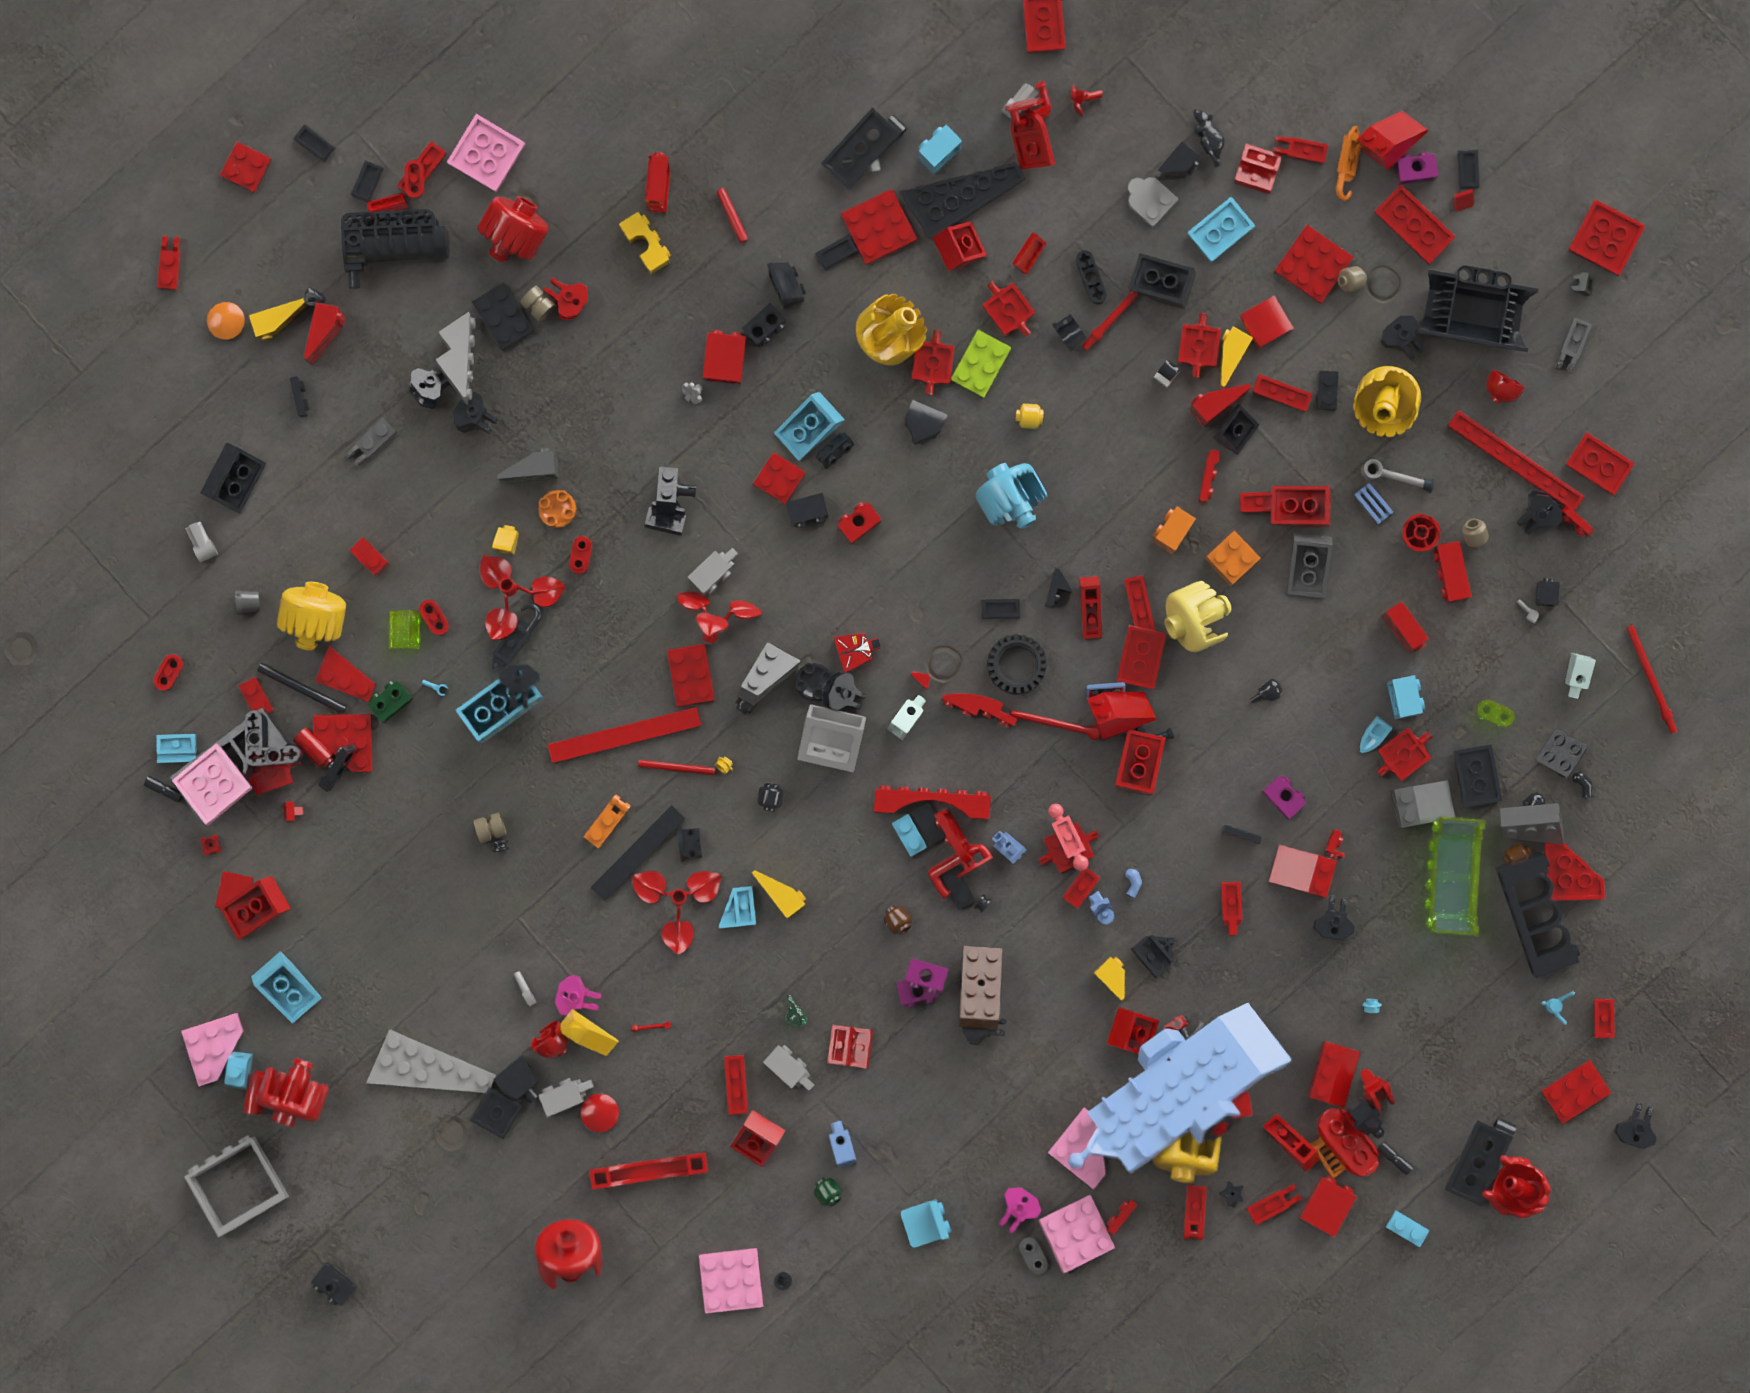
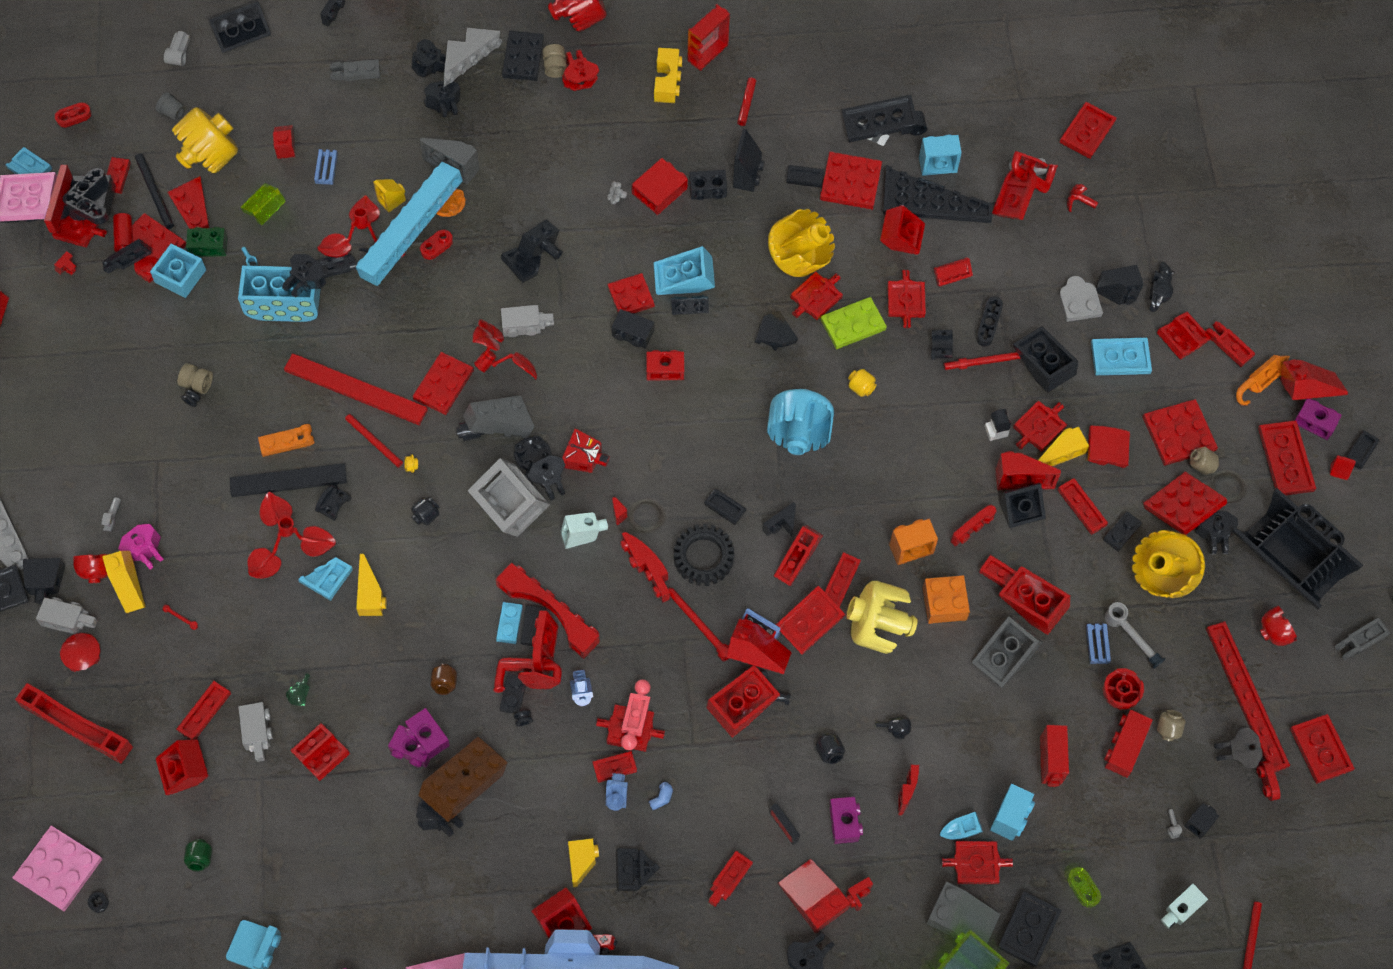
camera: 40 degrees right, 20 degrees down
(243, 765) = (56, 202): none -> red tile
(392, 746) = (178, 270): none -> medium azure brick
(417, 541) = (327, 154): none -> medium blue tile
(434, 618) = (290, 211): red plate -> none
(548, 557) = (409, 223): none -> medium azure brick
(843, 1153) = (241, 825): medium blue torso -> none
(1232, 749) = (830, 748): none -> black head
(1318, 744) = (908, 789): none -> red slope
(1362, 331) = (1185, 503): none -> red plate

